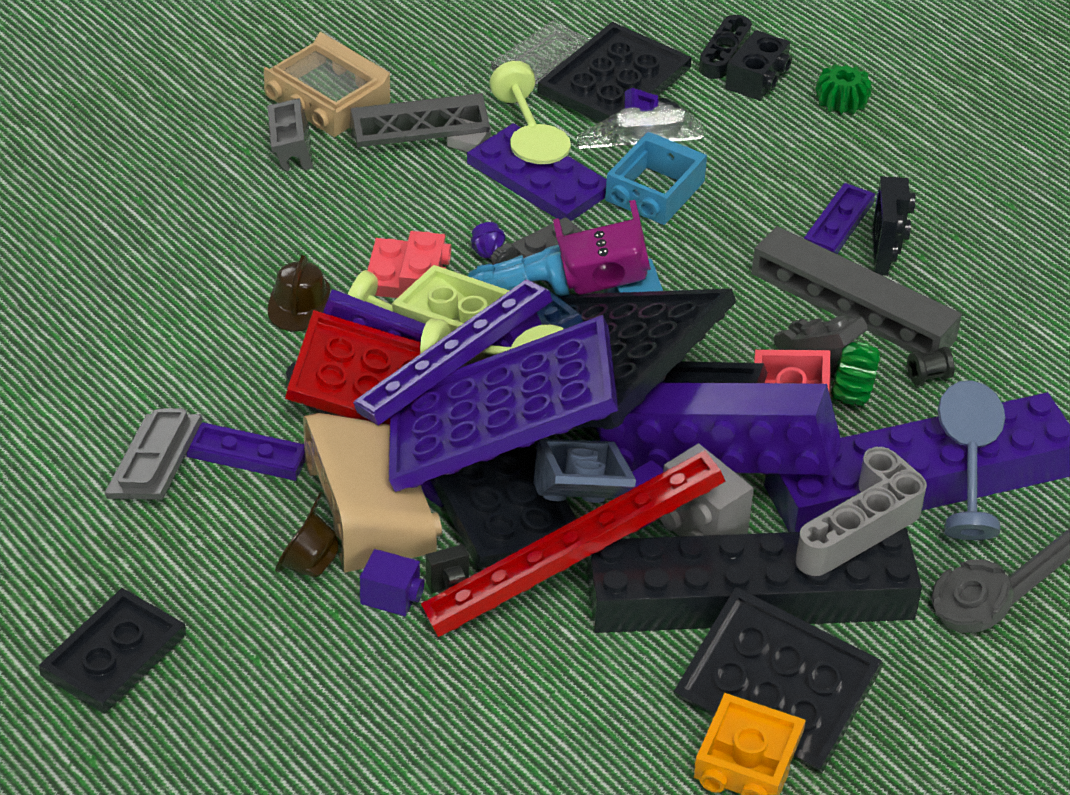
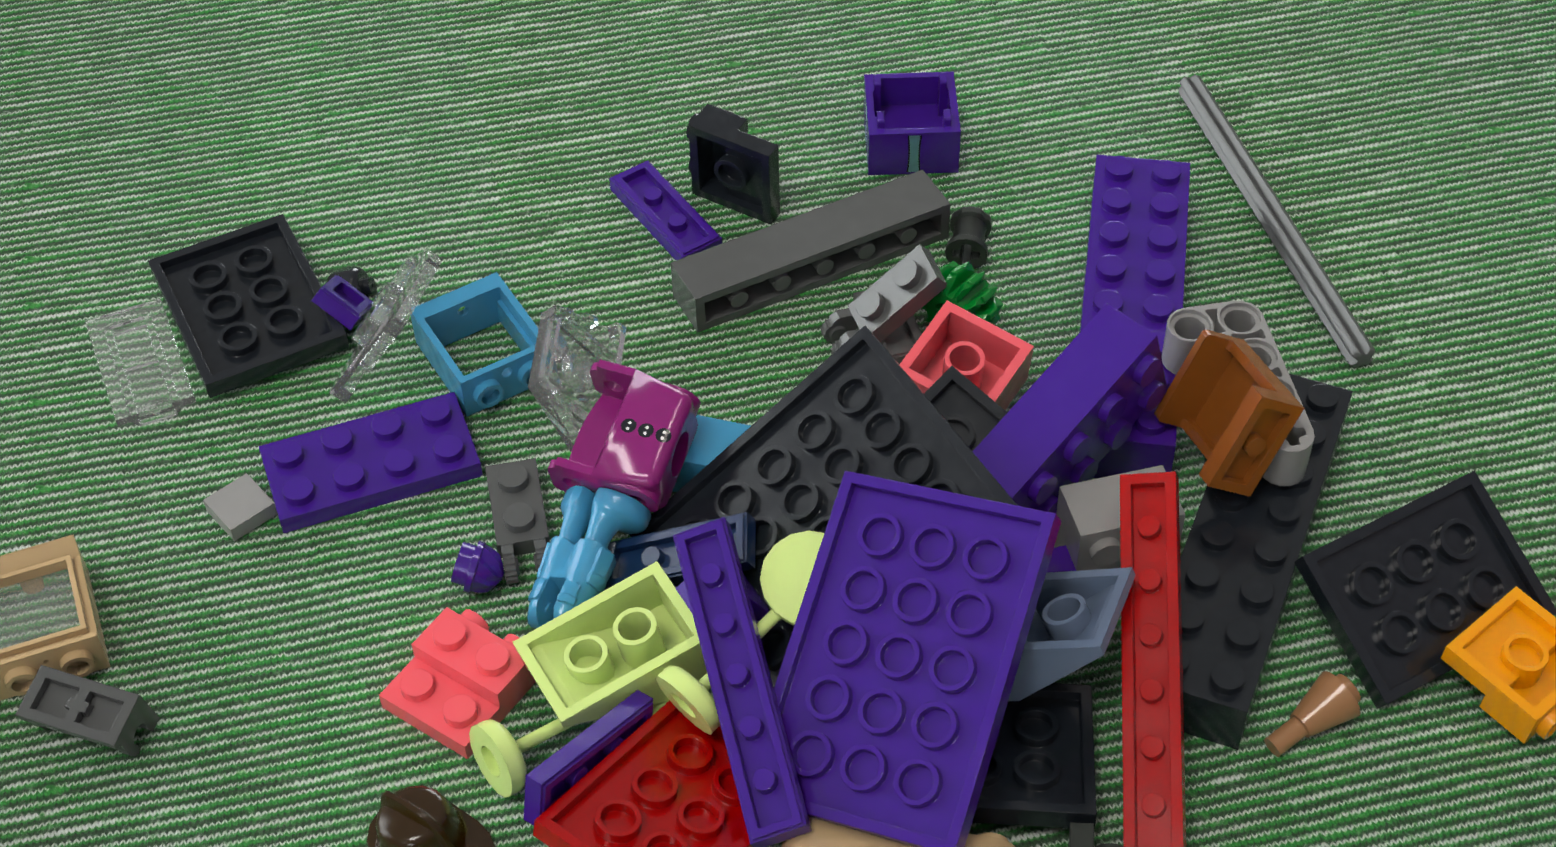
camera: 60 degrees left, 5 degrees up
(418, 120) = (174, 538): dark grey fence -> none
(534, 142) = (322, 435): yellowish green piece -> none
(649, 658) = (1324, 706): none -> medium nougat cone
(667, 215) = (562, 365): none -> clear wing
(724, 36) = (276, 194): black beam -> none
(758, 65) = (346, 161): black brick -> none
(811, 497) = (1230, 410): none -> dark orange panel
(843, 89) = (449, 106): green gear -> none
(971, 418) = (1144, 232): sand blue piece -> none
(972, 596) = (1355, 355): dark grey tile -> none
(1014, 300) = (911, 123): none -> dark purple container

